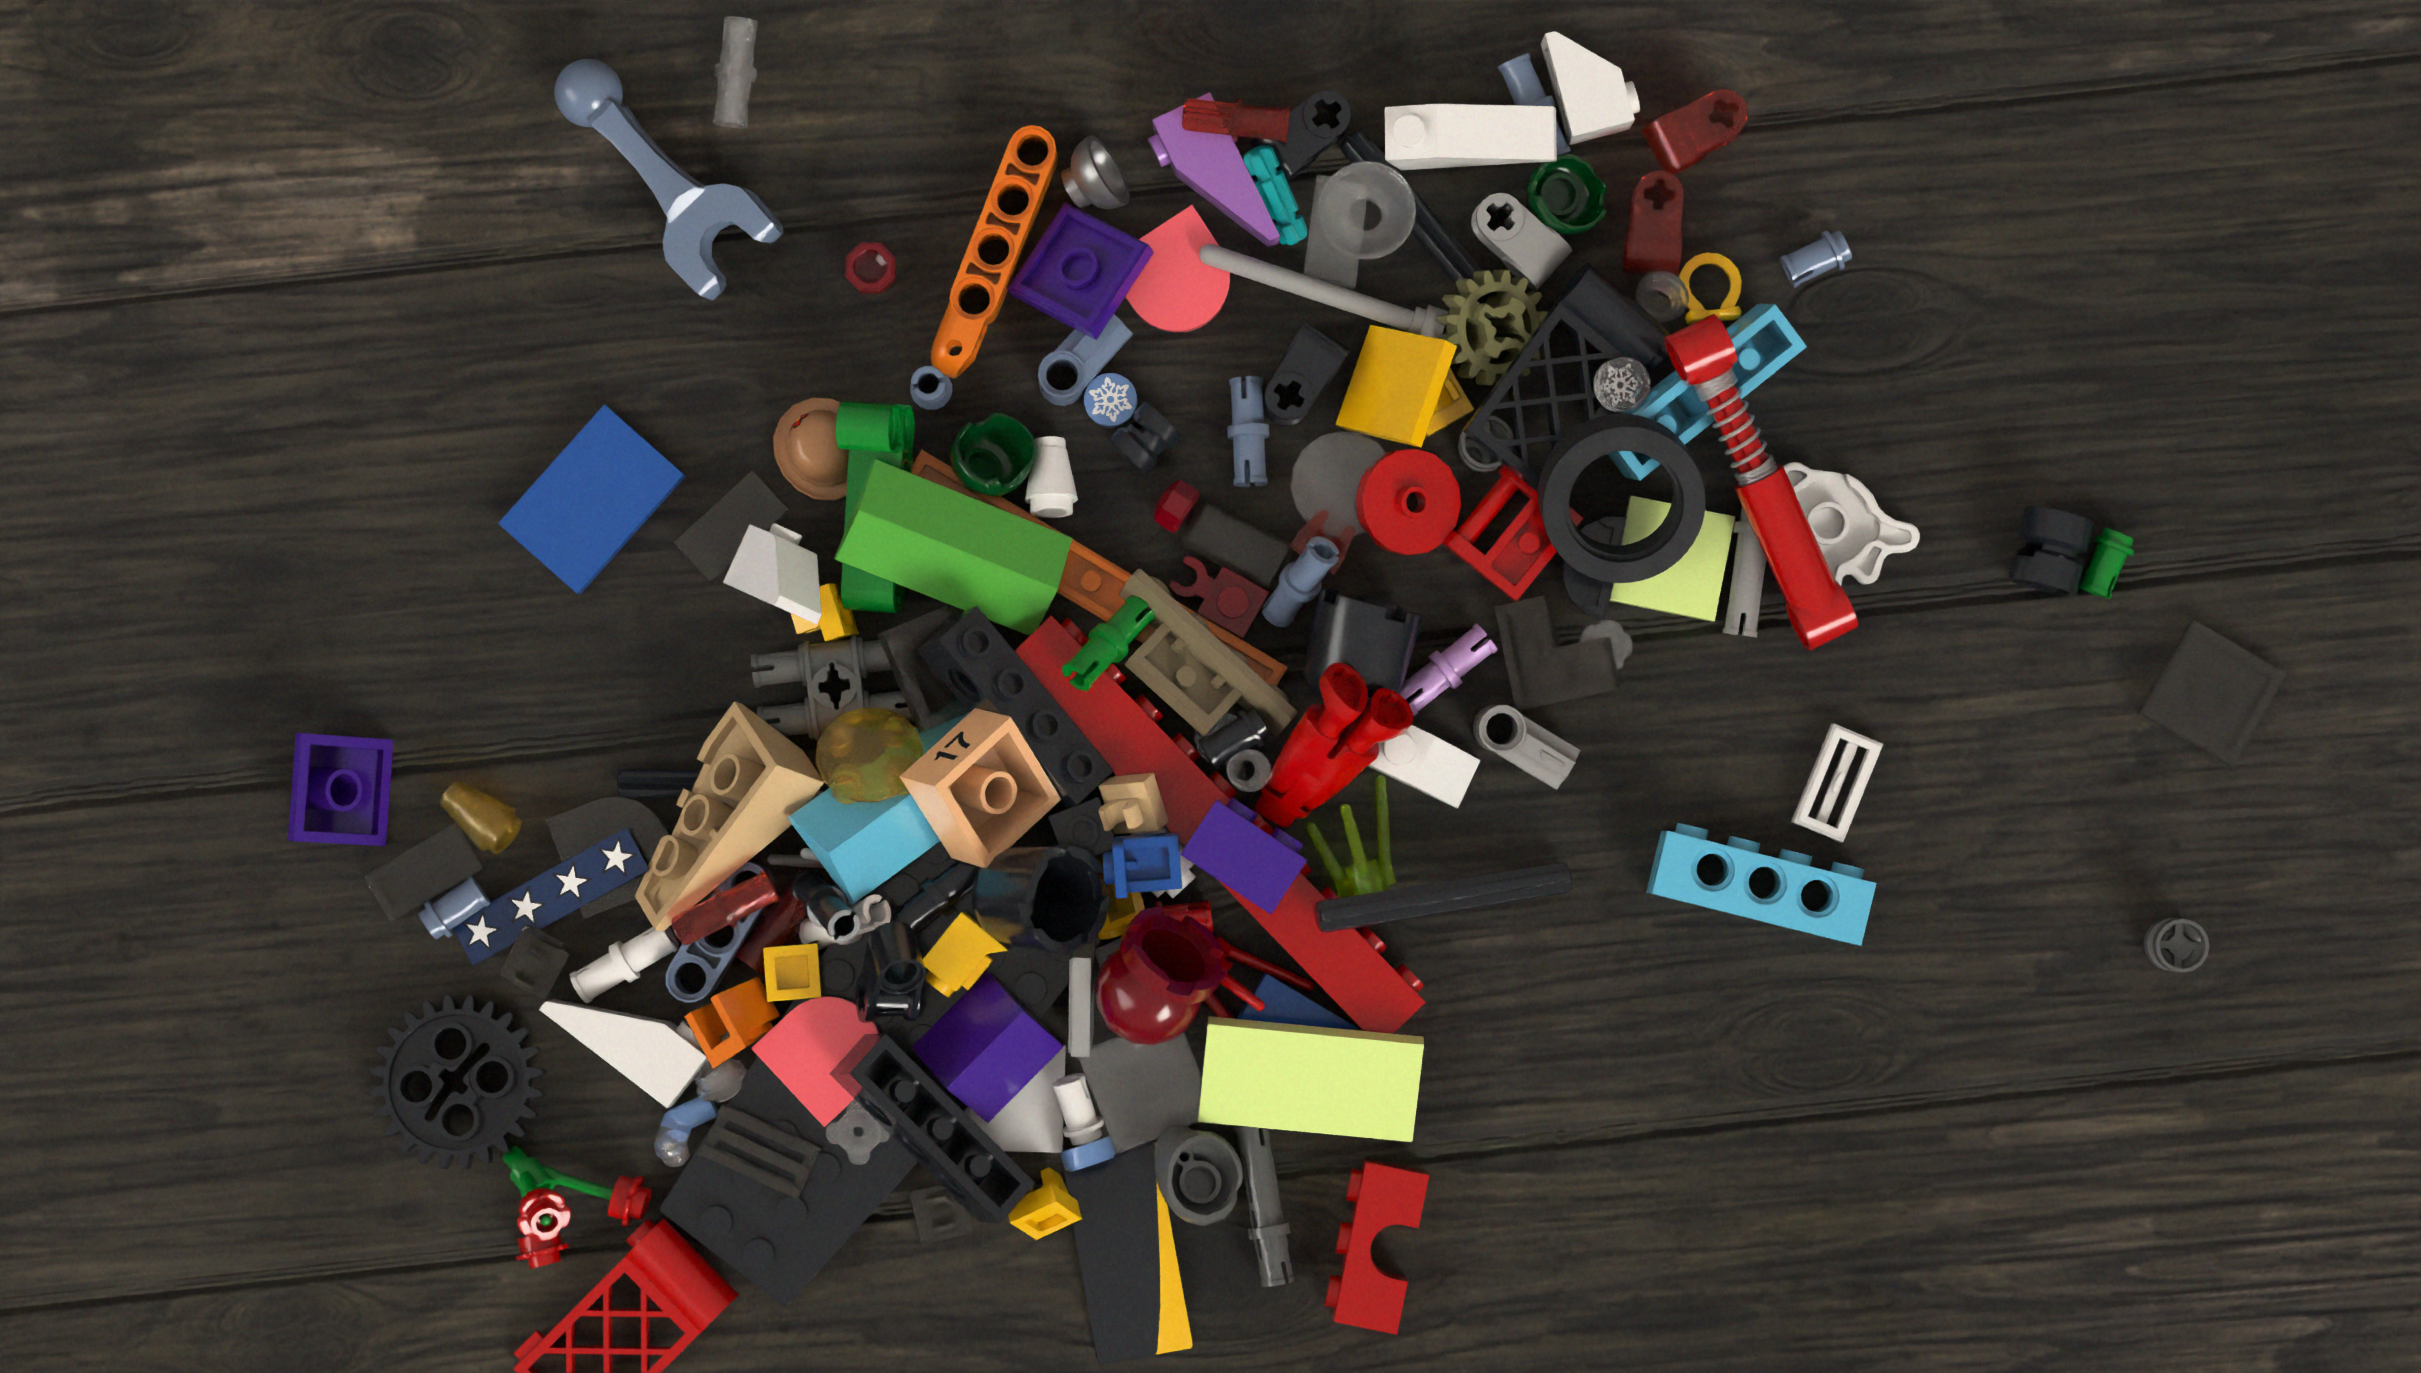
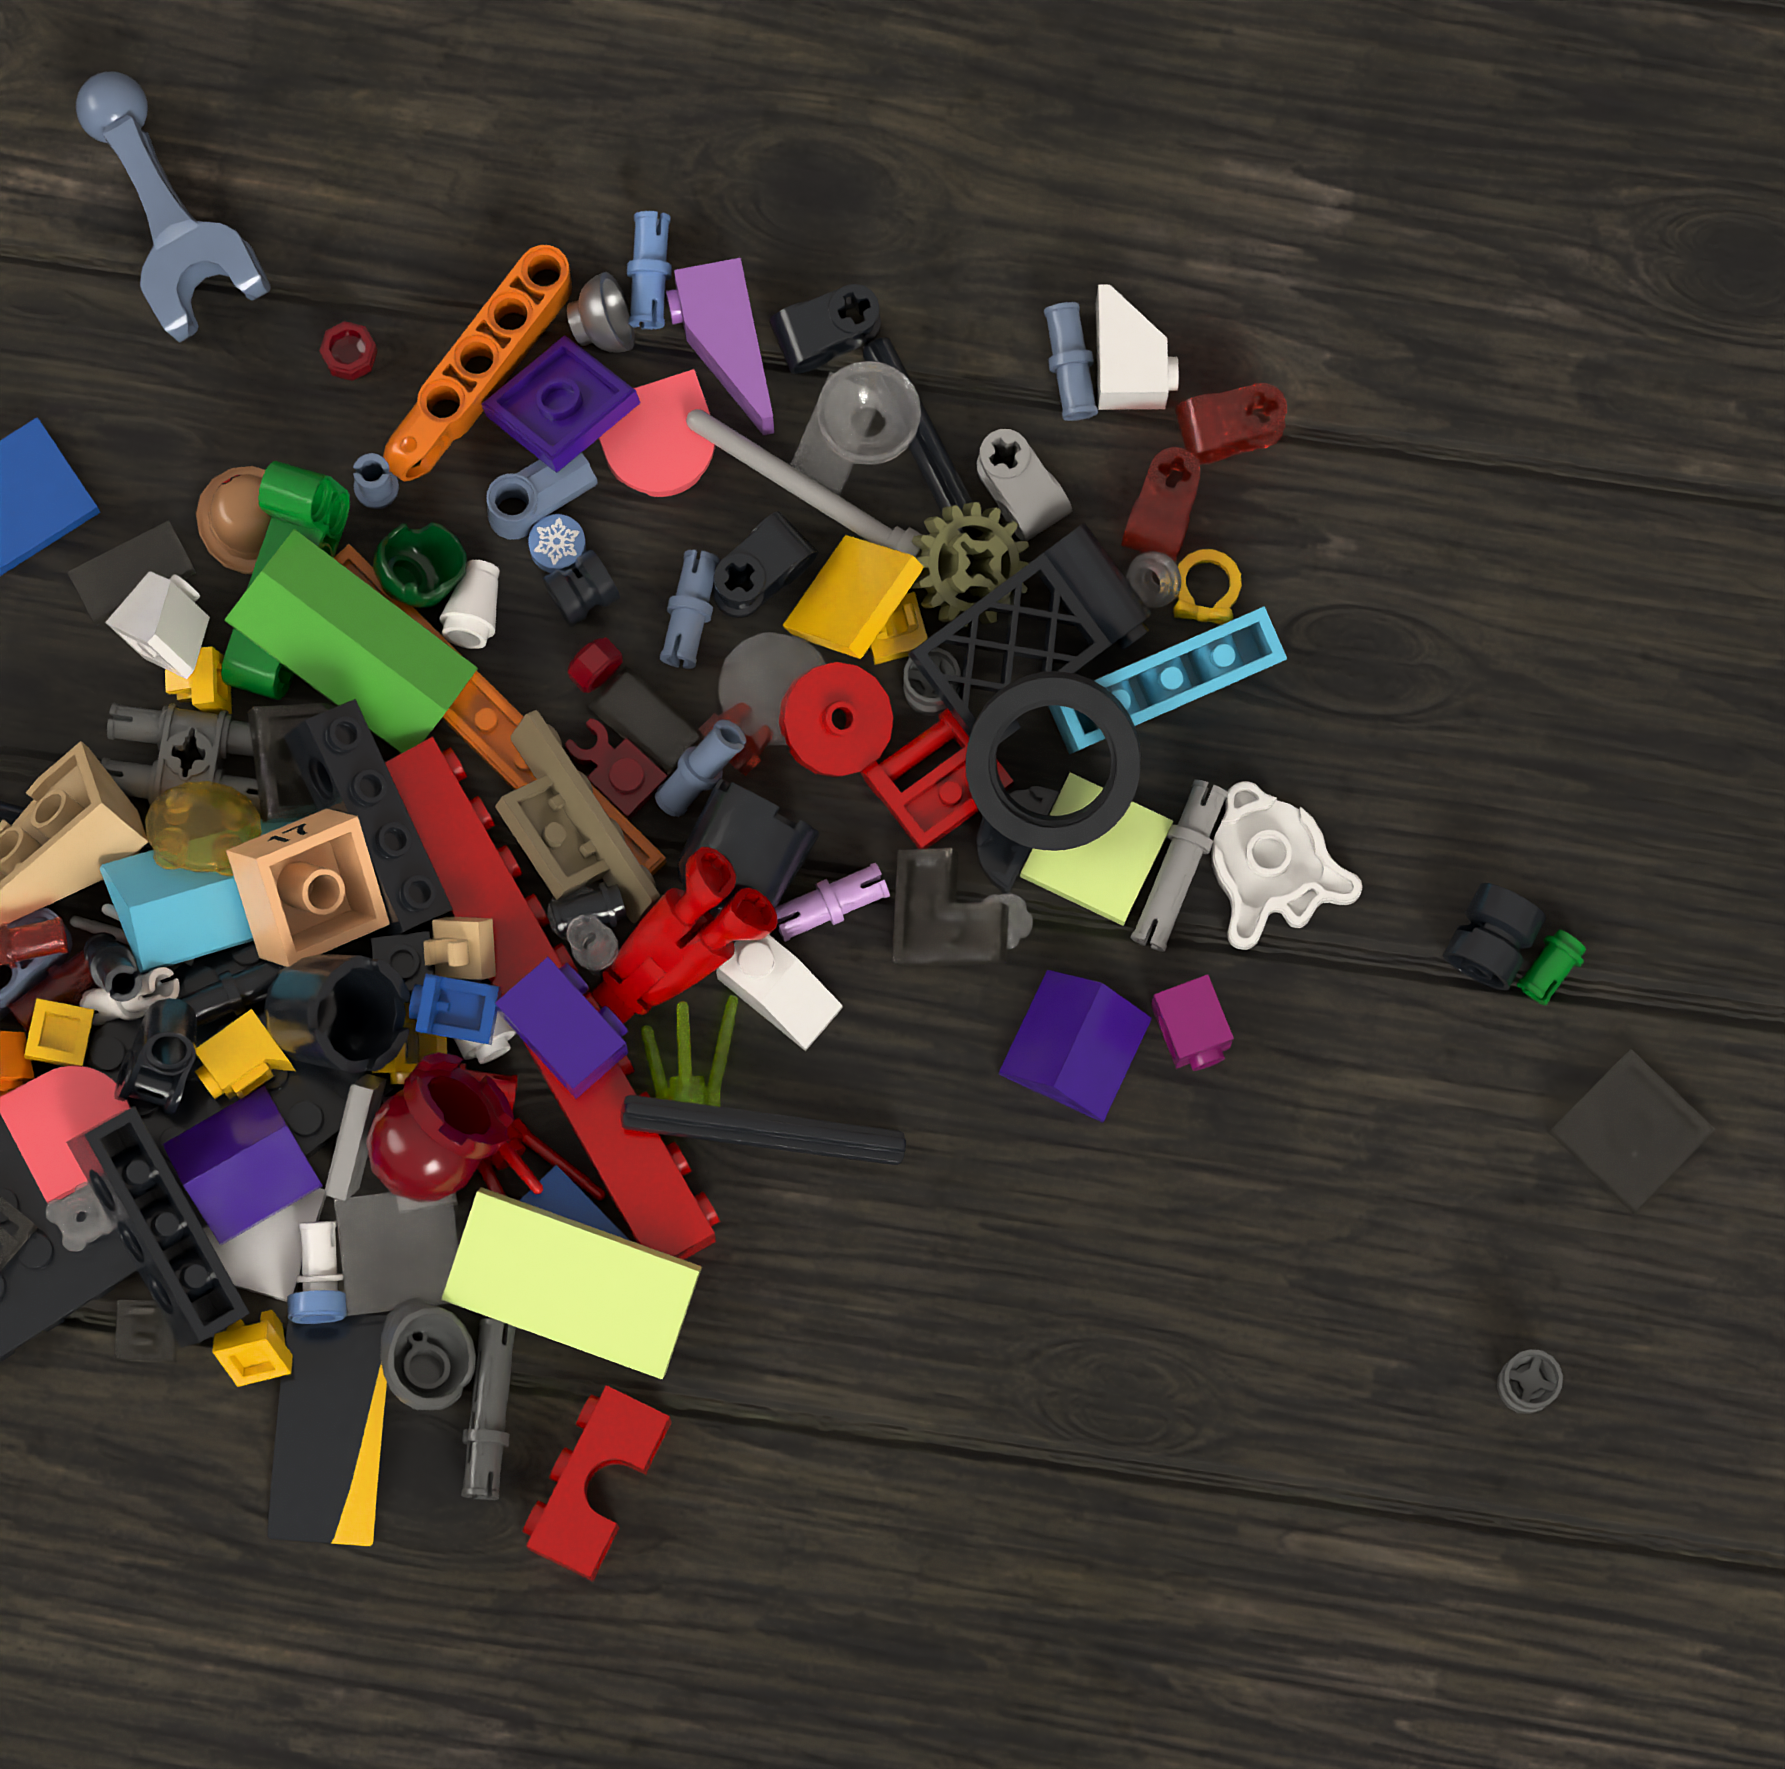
camera: 15 degrees right, 10 degrees down
(735, 72) = (266, 126): clear pin -> none
(1108, 643) = (483, 778): green pin -> none
(1125, 120) = (649, 270): none -> medium blue pin
(1236, 119) = (758, 288): clear red axle -> none
(1276, 194) = (781, 378): teal axle -> none
(1468, 135) = (992, 366): white slope -> none
(1529, 746) = (896, 1002): light grey piece -> none
(1566, 195) = (1080, 451): dark green hair -> none
(1622, 384) = (1087, 650): clear tile -> none
(1697, 742) = (1076, 1043): none -> dark purple slope
(1800, 699) = (1192, 1024): none -> magenta brick
(1814, 599) = (1231, 919): red piece -> none
(1816, 258) = (1324, 581): sand blue pin -> none
(1816, 777) = (1183, 1164): white tile -> none
(1840, 918) = (1119, 1237): medium azure brick -> none

